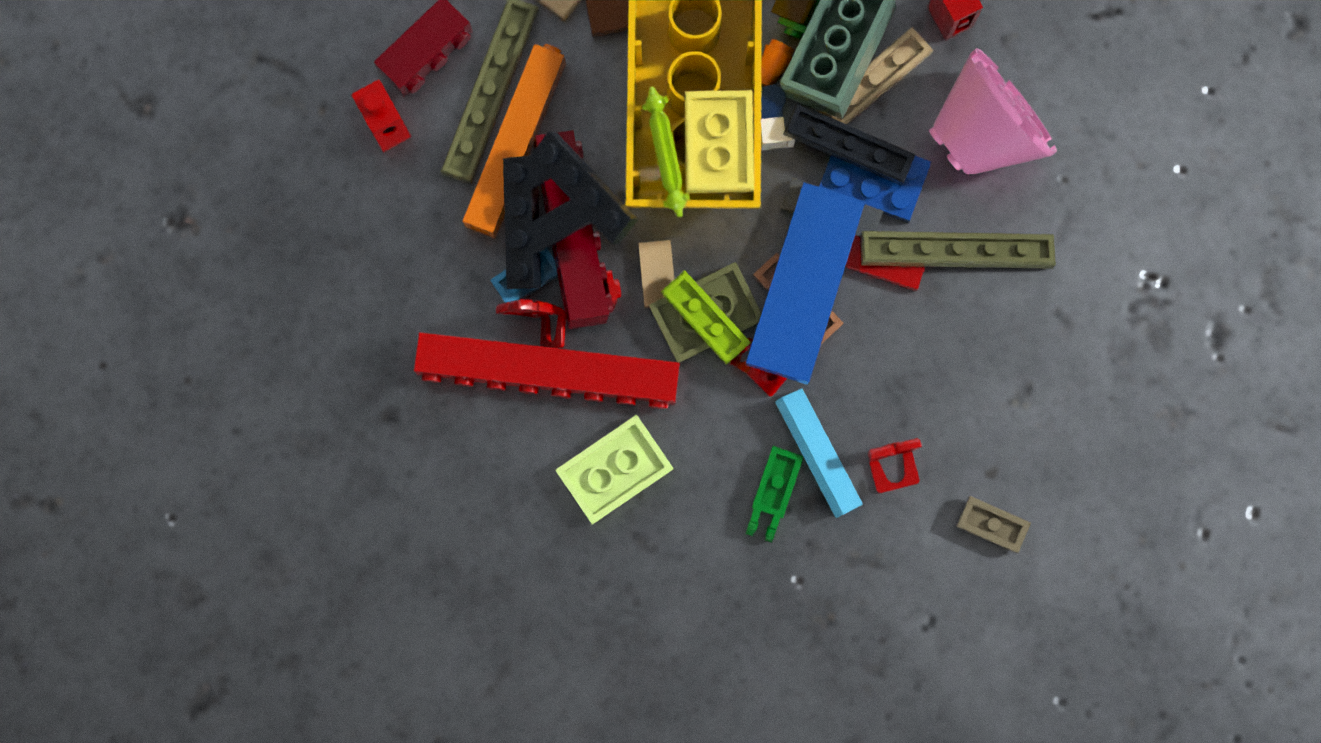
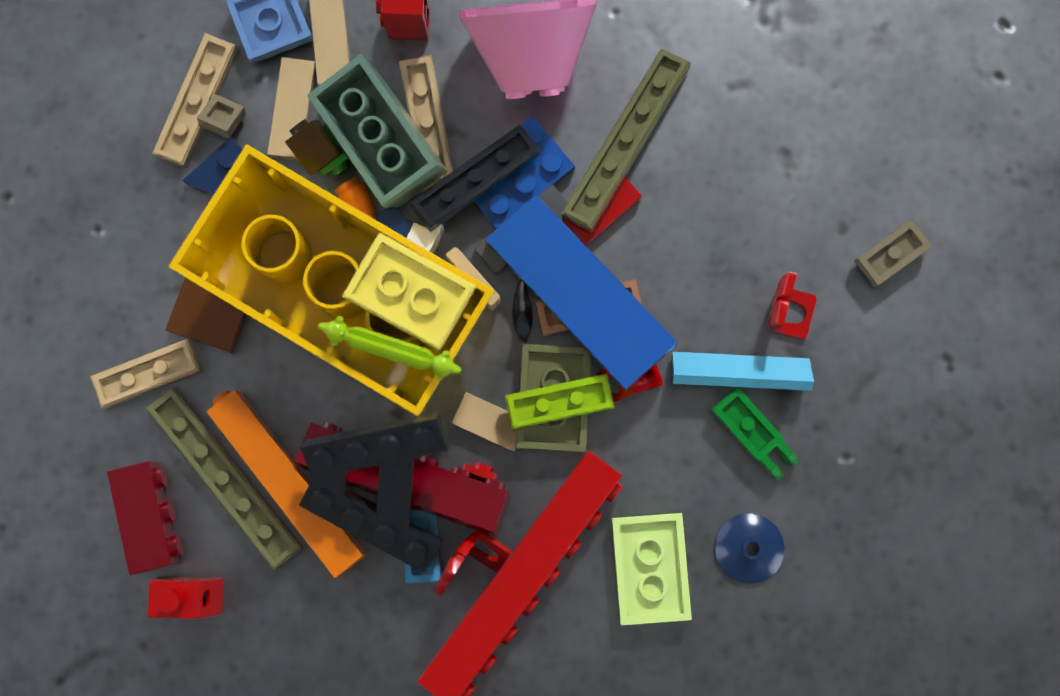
camera: 60 degrees left, 0 degrees up
(673, 560) = (732, 543): none -> dark blue dish
(762, 248) = (522, 312): none -> black bar
(767, 190) = (457, 259): none -> tan tile

